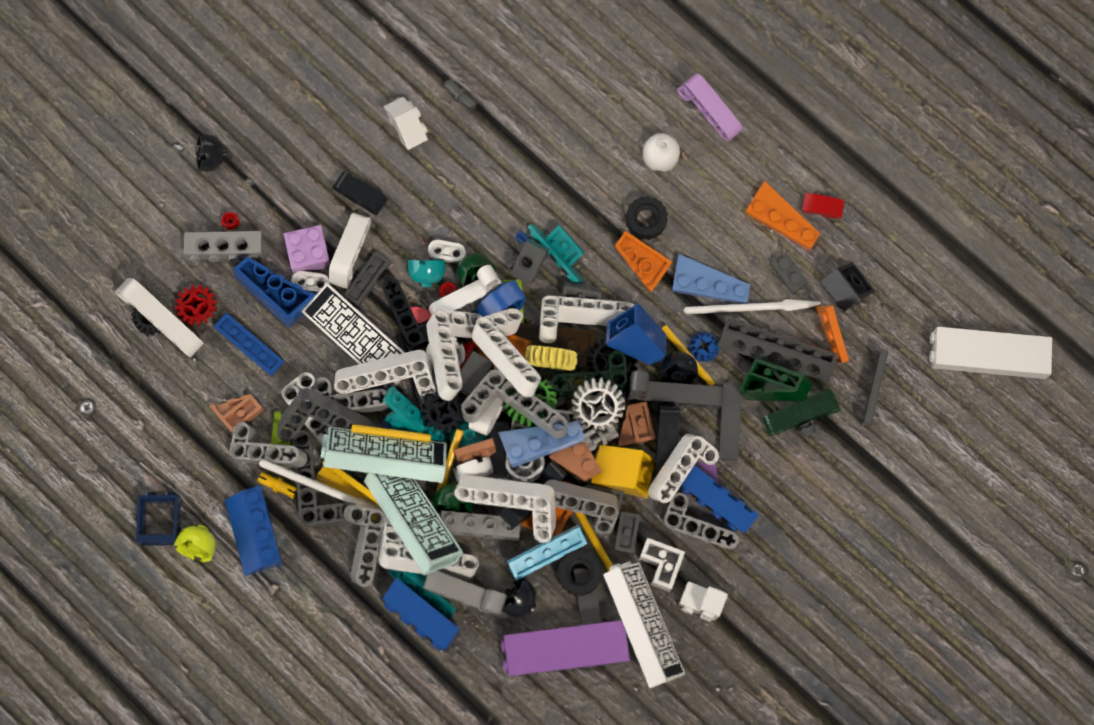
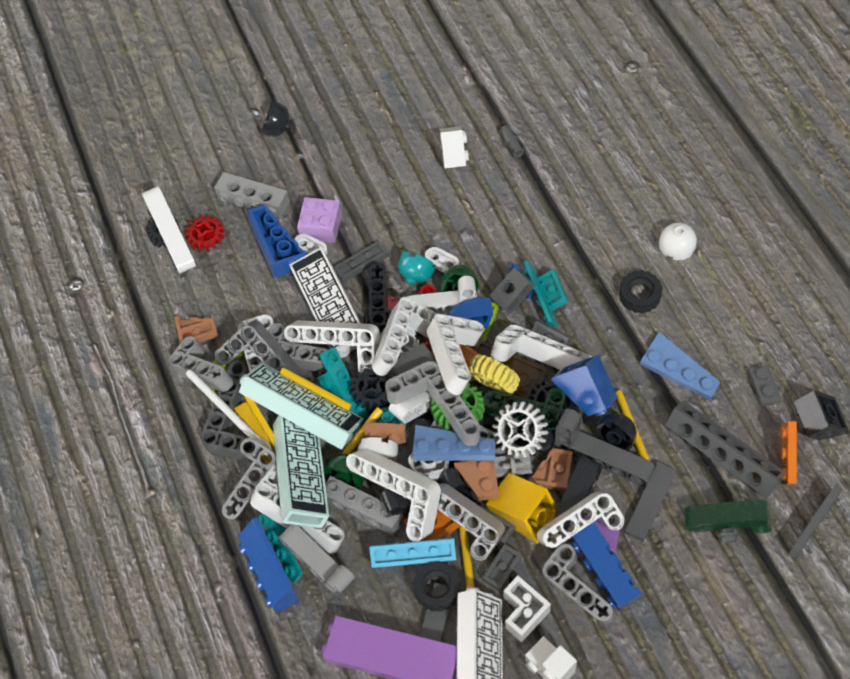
camera: 35 degrees right, 15 degrees down
(157, 540) = (61, 399): dark blue window -> none
(196, 542) = (101, 424): neon yellow cylinder -> none
(230, 216) = (267, 174): red plate -> none
(249, 344) = (233, 279): blue plate -> none
(253, 531) = (158, 434): blue slope -> none
(277, 484) = (197, 402): yellow pin -> none
(348, 250) = (353, 229): white beam -> none
(359, 193) = (387, 190): black beam -> none
(520, 599) = (368, 589): black cylinder -> none
(643, 260) = (622, 326): orange wing -> none
(701, 354) = (645, 428): blue gear -> none
(711, 106) = (741, 215): lavender beam -> none
(774, 383) = (708, 476): dark green wedge -> none
(780, 216) = (772, 329): orange wing -> none
(787, 305) = (751, 414): white piece -> none
(824, 205) = (825, 337): red slope -> none

